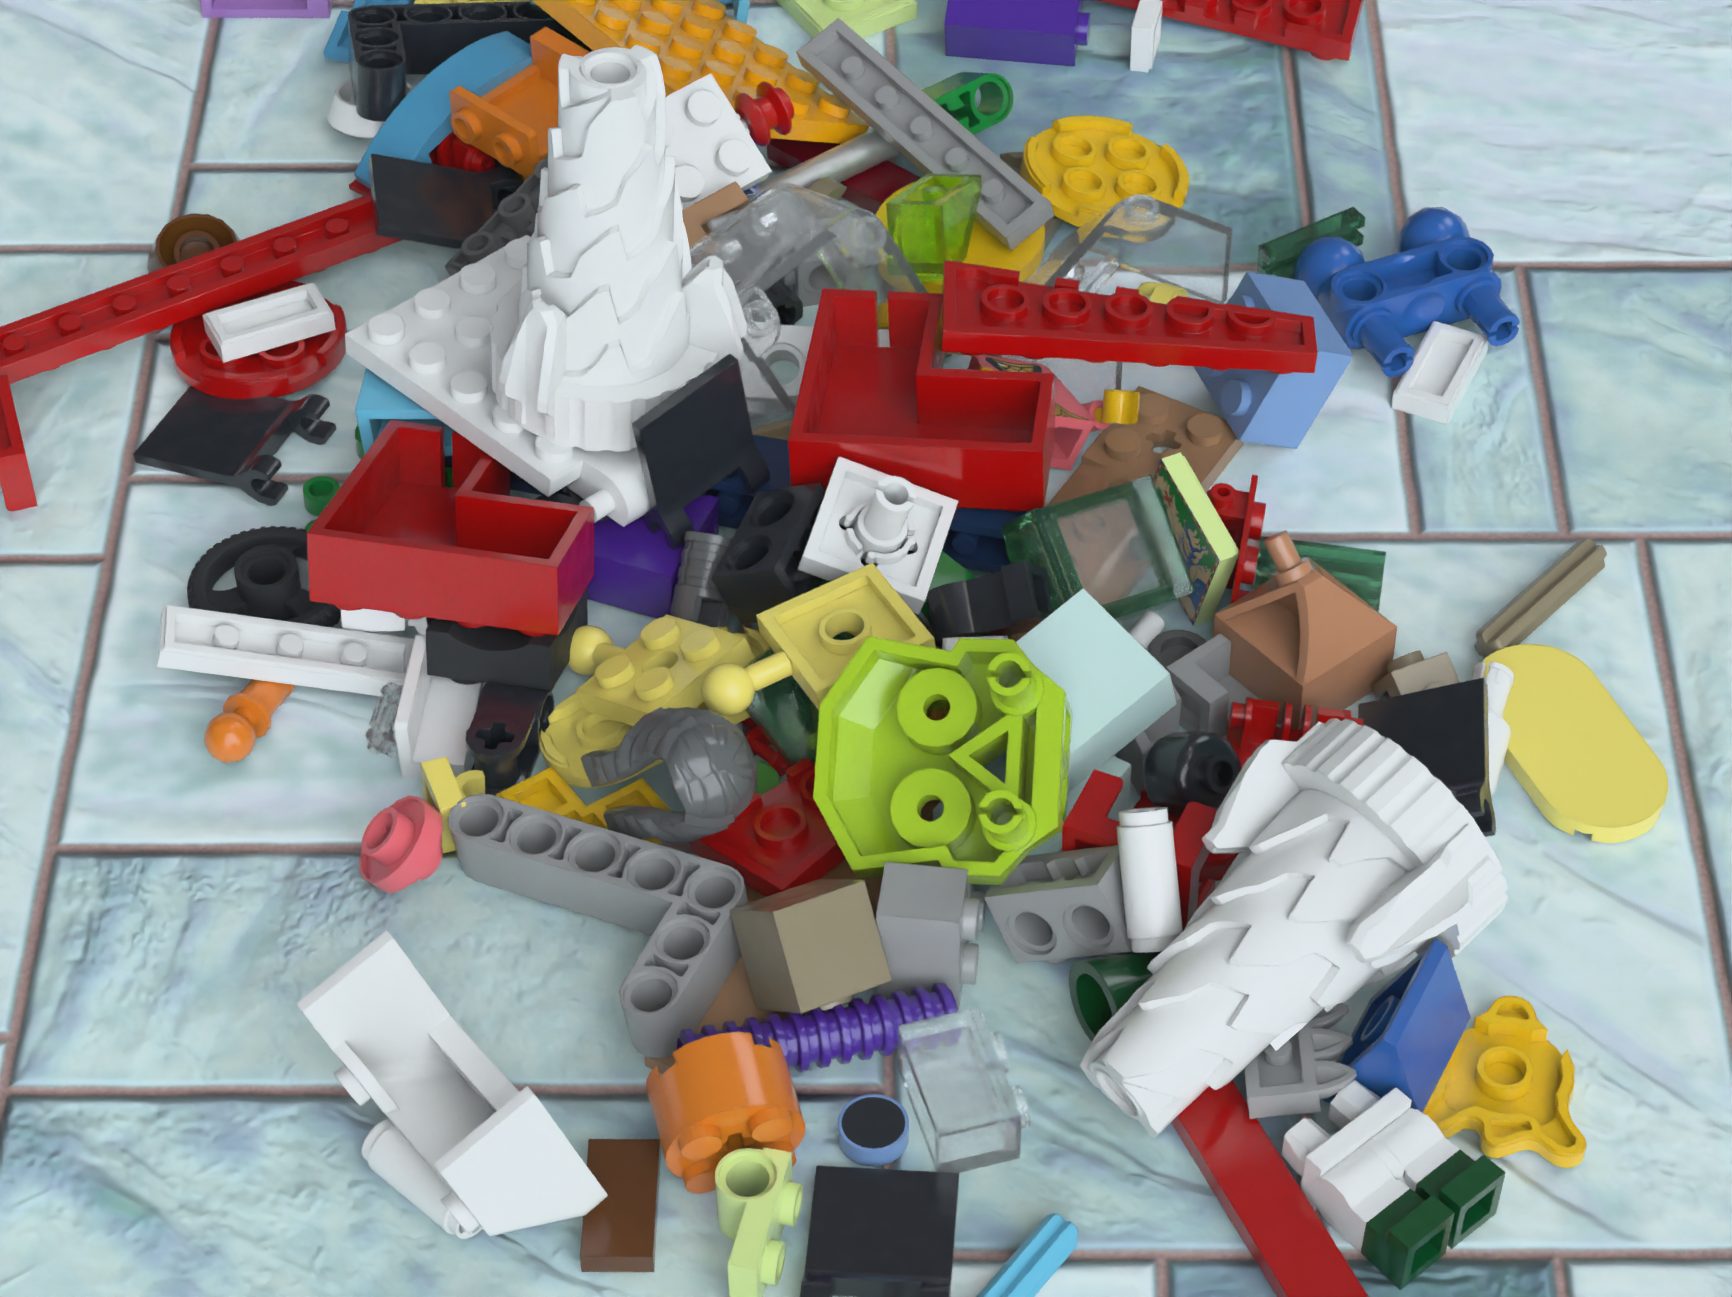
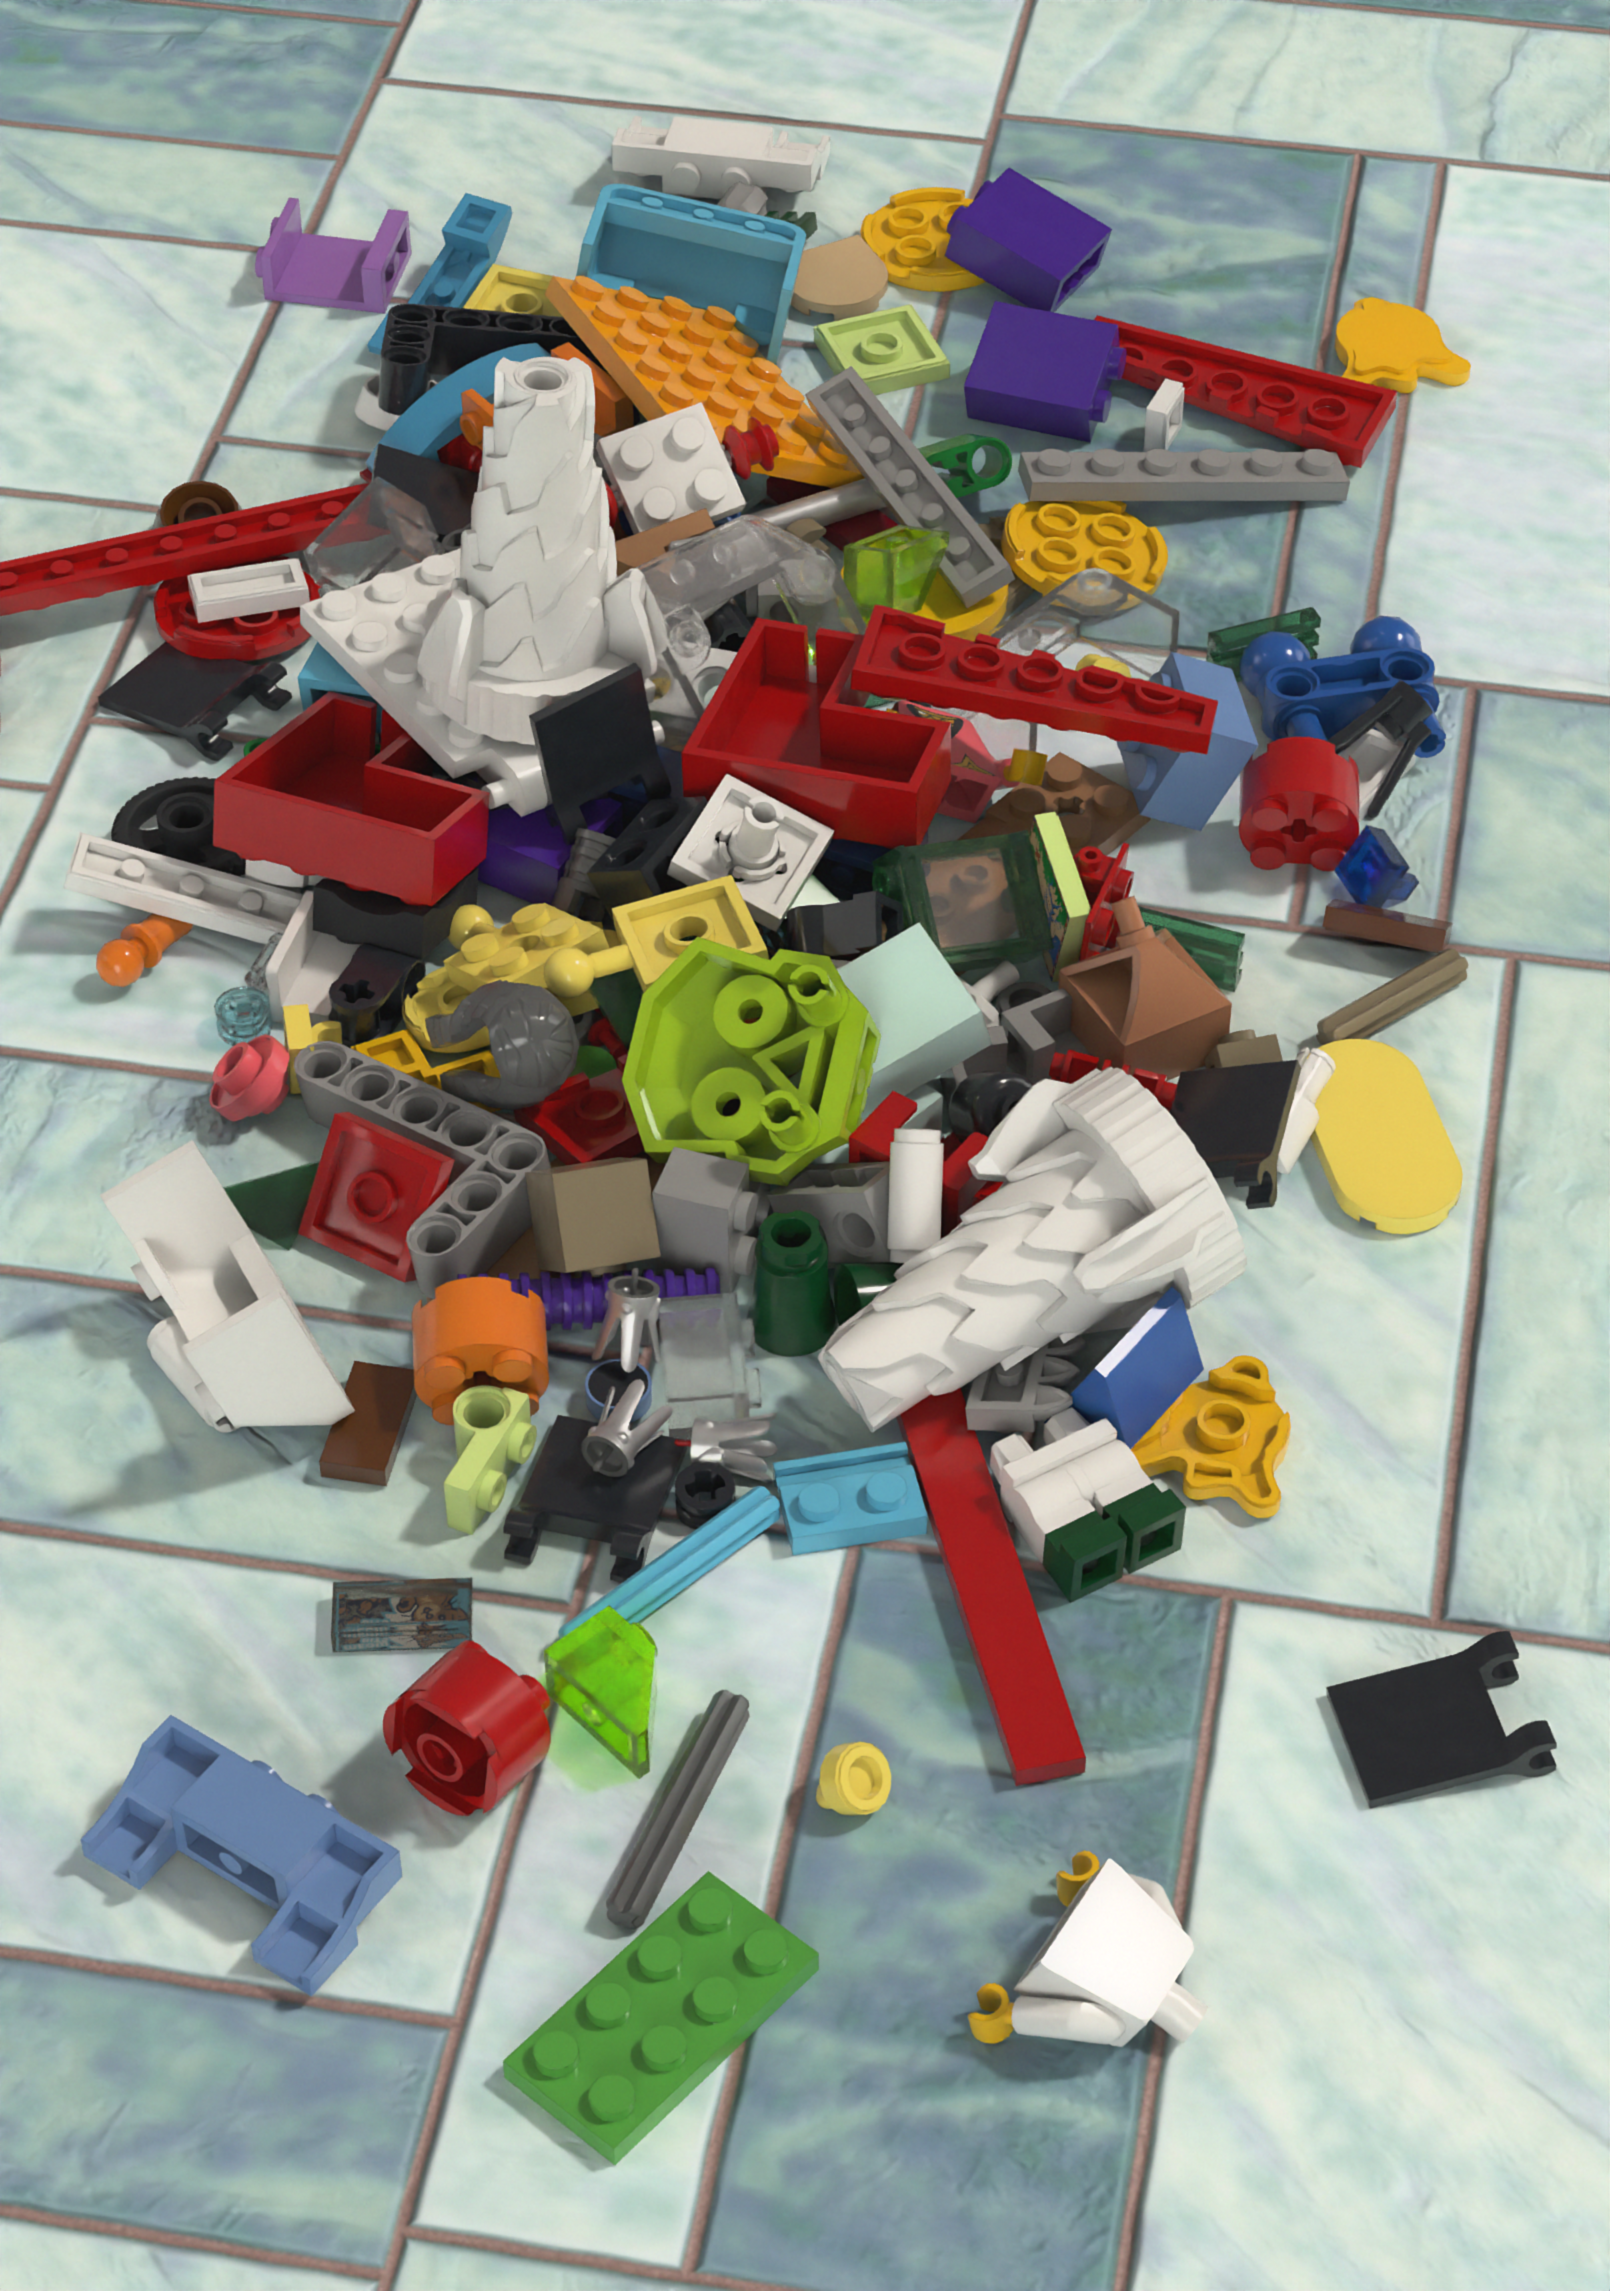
camera: 10 degrees right, 0 degrees up
(368, 761) = (240, 1002): none -> clear light blue bush
(391, 258) = (372, 536): none -> clear piece
(468, 969) = (275, 1202): none -> clear green slope
(569, 955) = (371, 1193): none -> red bracket
(881, 1035) = (637, 1306): none -> flat silver piece
(888, 1191) = (611, 1444): none -> flat silver piece
(993, 1212) = (703, 1478): none -> black bush
(1009, 1171) = (728, 1444): none -> flat silver piece
(1032, 990) = (791, 1286): none -> dark green plant
(1145, 1211) = (849, 1498): none -> medium azure plate
(1181, 89) = (1183, 475): none -> light grey plate
(1399, 411) = (1299, 804): none -> red brick
(1469, 307) = (1395, 715): none -> black plant
(1487, 467) = (1375, 870): none -> clear blue tile
(1516, 523) = (1387, 925): none -> reddish brown tile

